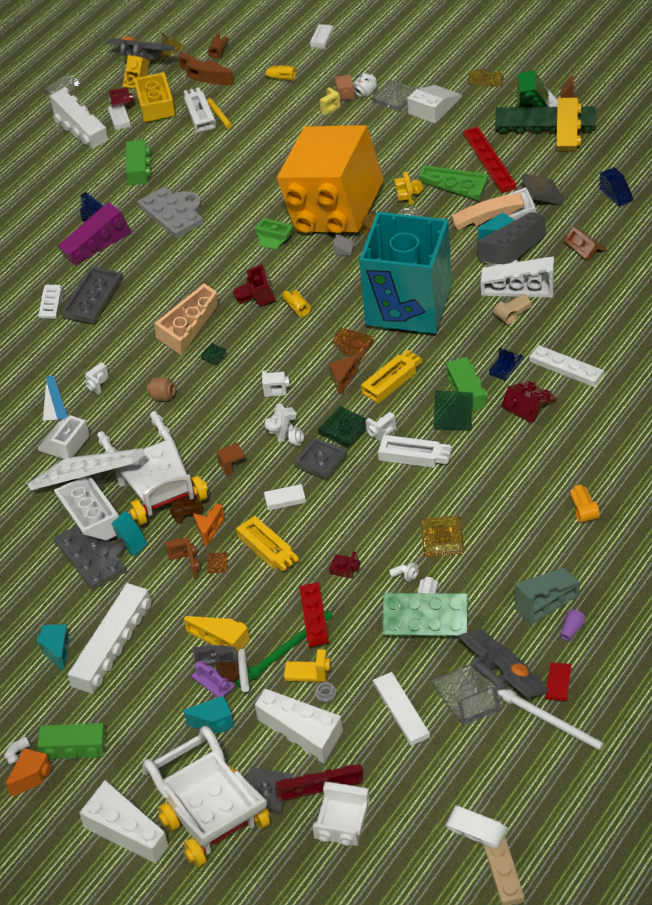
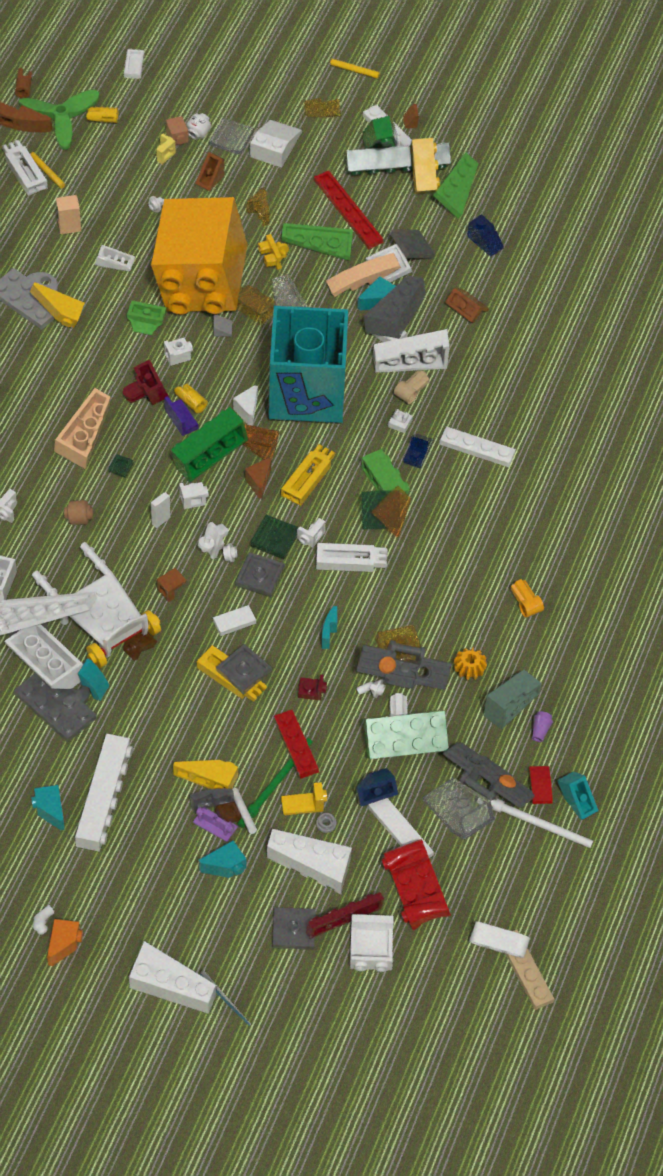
camera: 20 degrees left, 10 degrees up
(72, 740) = (97, 904): bright green brick -> none
(172, 846) = (223, 996): none -> sticker
(181, 548) = (149, 687): dark orange bracket -> none
(194, 216) = (60, 306): none -> yellow slope
(206, 798) = (249, 948): white piece -> none
(209, 525) = (166, 661): orange slope -> none
(217, 562) = (186, 699): clear orange tile -> none
(224, 145) = (69, 214): none -> light nougat panel
(237, 392) = (160, 509): none -> white tile
(245, 70) = (63, 112): none -> bright green piece
(255, 184) = (105, 255): none -> white slope
(279, 539) = (243, 669): none -> flat silver tile
(283, 317) = (180, 416): none -> dark purple panel
(295, 262) = (178, 351): none -> white brick
(299, 339) = (209, 444): none -> green brick
(348, 310) = (246, 403): none -> white slope
(369, 116) = (211, 172): none -> dark orange slope
(376, 510) = (330, 626): none -> teal slope
(382, 663) = (376, 787): none -> dark blue slope
(402, 761) = (416, 883): none -> red piece
(404, 150) = (259, 204): none -> clear yellow slope
(434, 557) = (403, 673): none -> dark grey piece
(464, 410) = (393, 510): none -> clear orange wing
(494, 337) = (400, 421): none -> white tile
(510, 558) = (470, 663): none -> light orange gear
(522, 48) = (354, 68): none -> yellow bar
(526, 400) = (448, 489): dark red bracket -> none
(596, 695) = (578, 794): none -> teal slope
(597, 144) = (457, 184): none -> bright green wing

